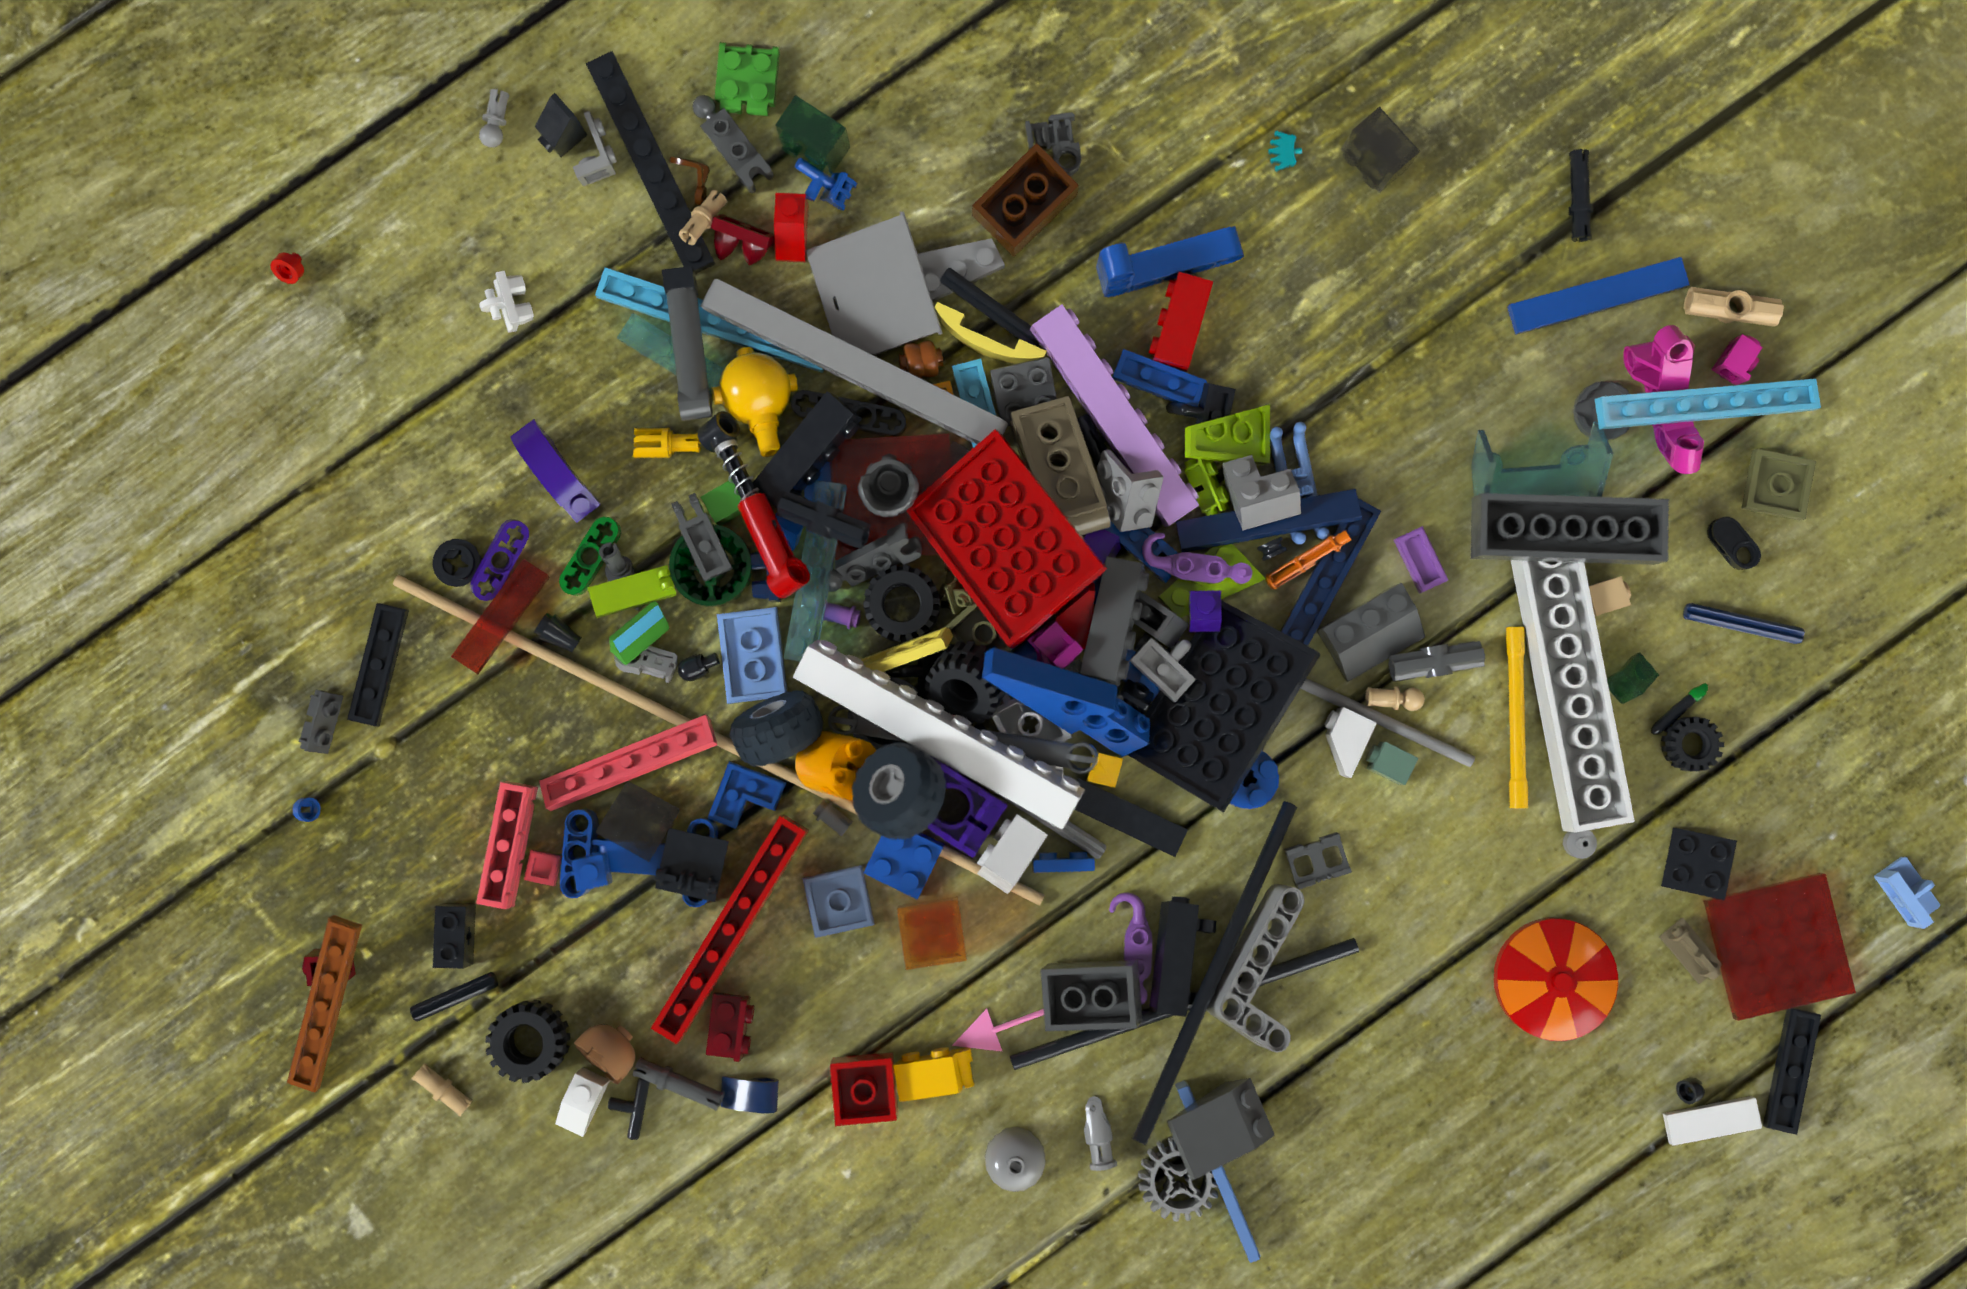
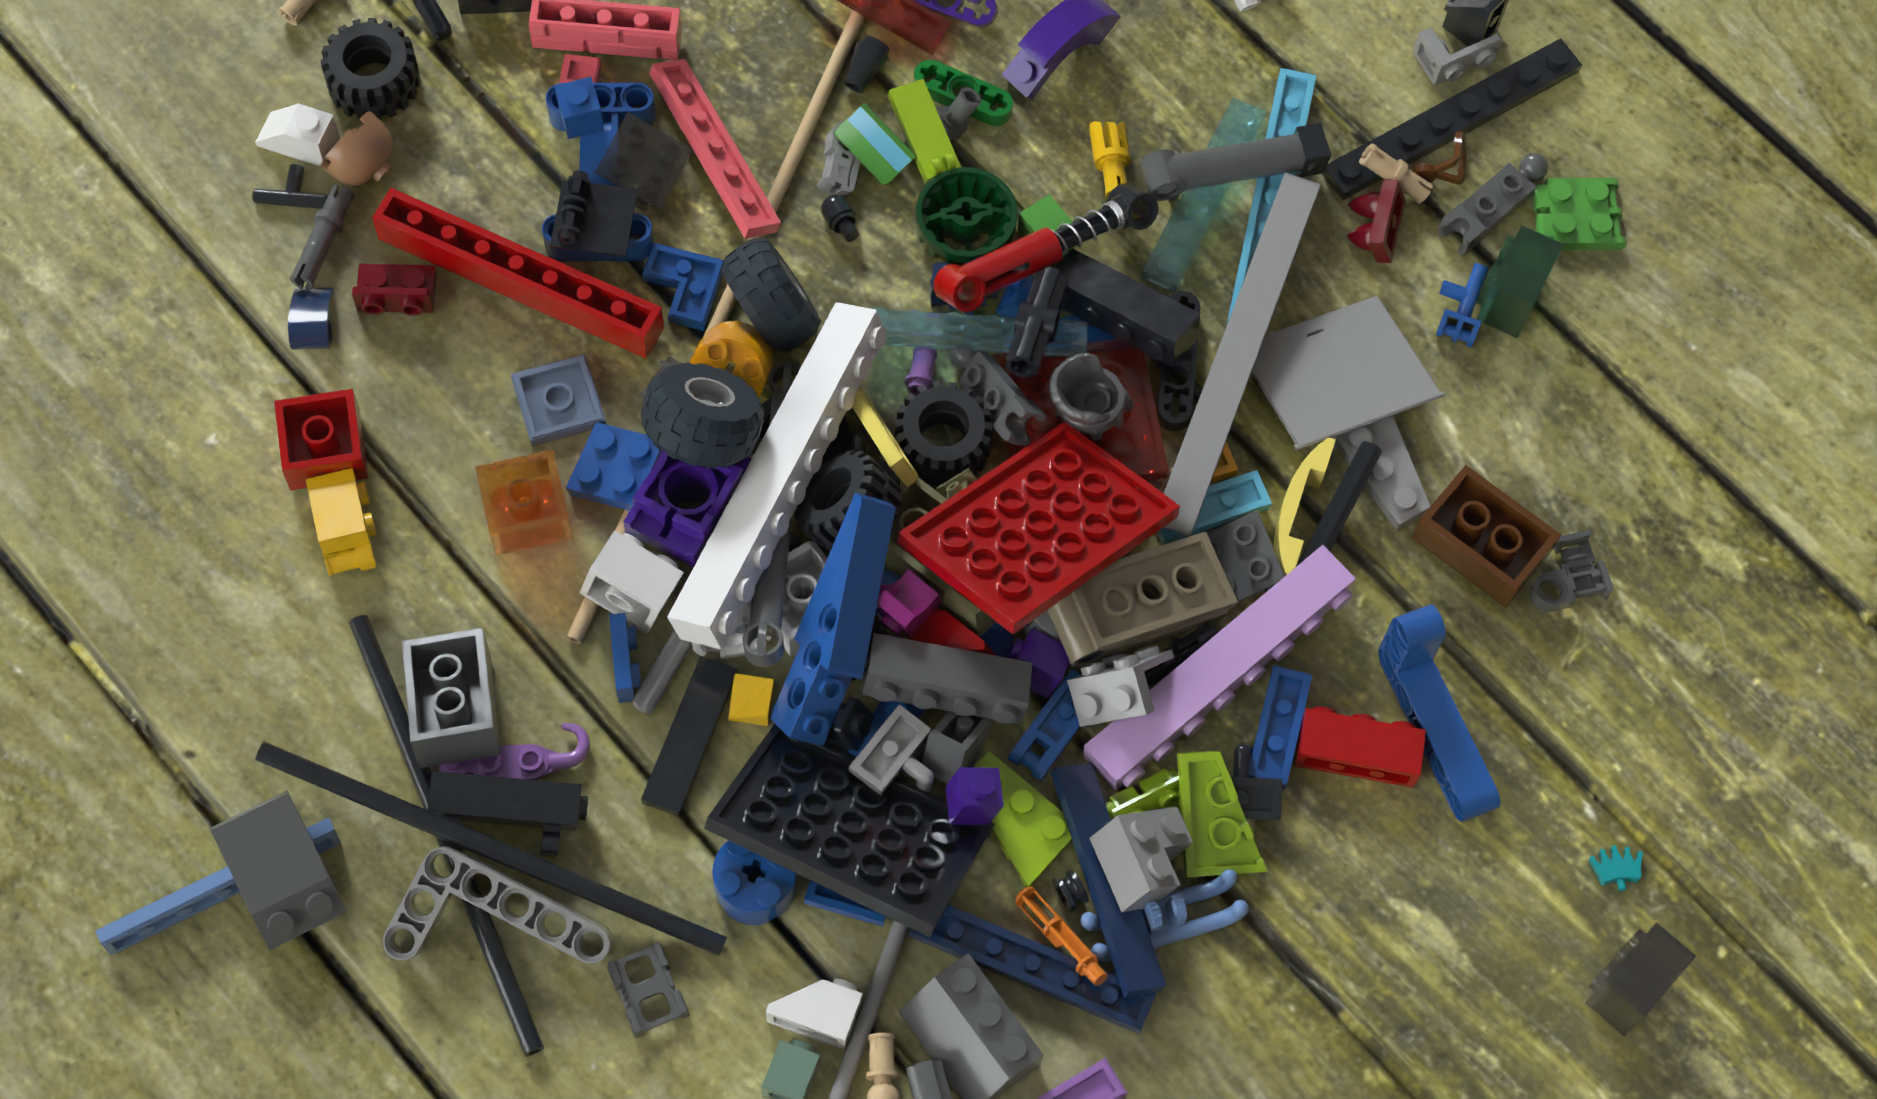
camera: 80 degrees right, 20 degrees down
(702, 540) = (996, 194): dark grey hinge -> none
(752, 655) = (862, 274): light blue tile -> none
(756, 393) = (1187, 247): yellow piece -> none
(791, 227) = (1403, 273): red slope -> none
(921, 359) = (1258, 433): dark orange piece -> none
(983, 1033) = (394, 585): bright pink piece -> none
(1002, 1156) = (231, 633): light grey cylinder -> none
(1097, 1135) = (274, 727): light grey piece -> none
(1172, 1188) = (184, 815): light grey gear -> none
(1195, 566) = (1033, 786): medium lavender piece -> none

